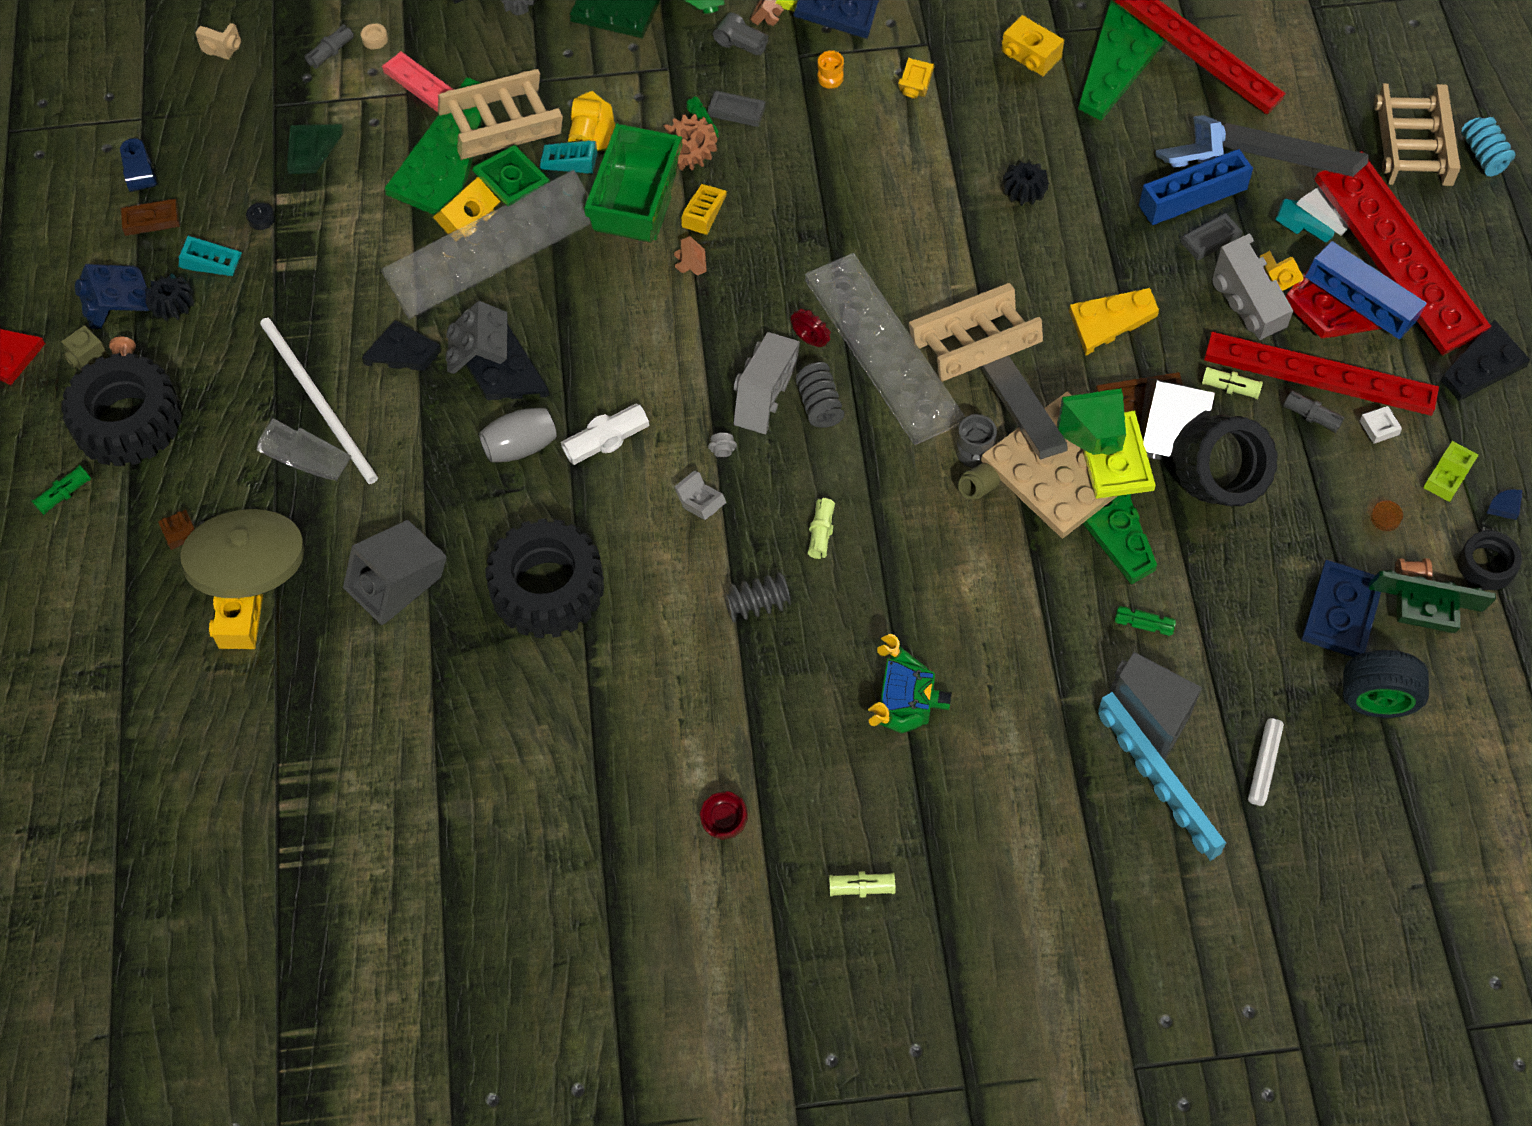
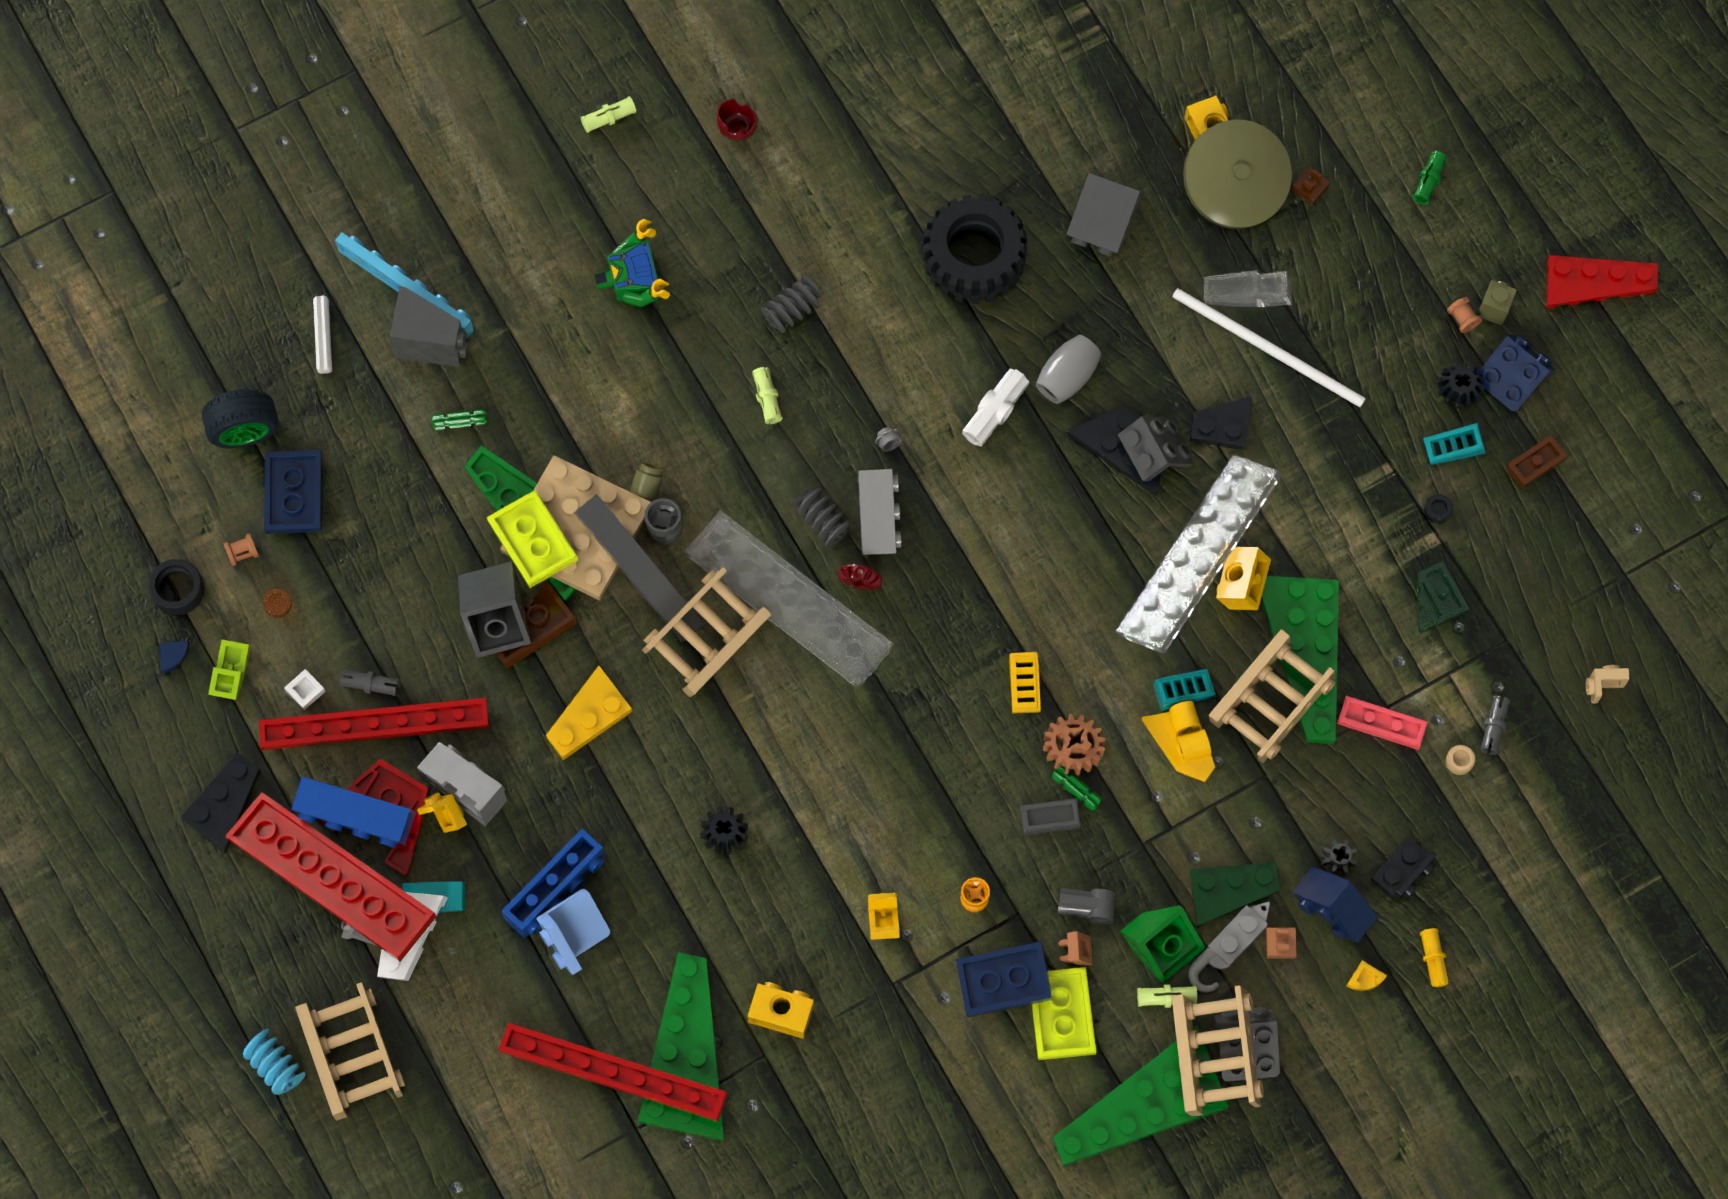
camera: 155 degrees right, 10 degrees up
(112, 381) = (1428, 224): black tyre -> none
(137, 165) = (1583, 507): dark blue piece -> none
(510, 175) = (1217, 618): green slope -> none
(634, 183) = (1091, 641): green container -> none
(691, 257) = (1007, 618): nougat tile -> none
(698, 497) = (882, 378): light grey bracket -> none
(1094, 421) = (558, 534): green slope -> none
(1211, 236) = (522, 847): dark grey tile -> none
(1252, 387) = (453, 683): yellowish green pin -> none
(1257, 465) = (432, 567): black tyre -> none
(1294, 150) = (472, 948): dark grey tile -> none
(1430, 602) = (218, 518): dark green bracket -> none

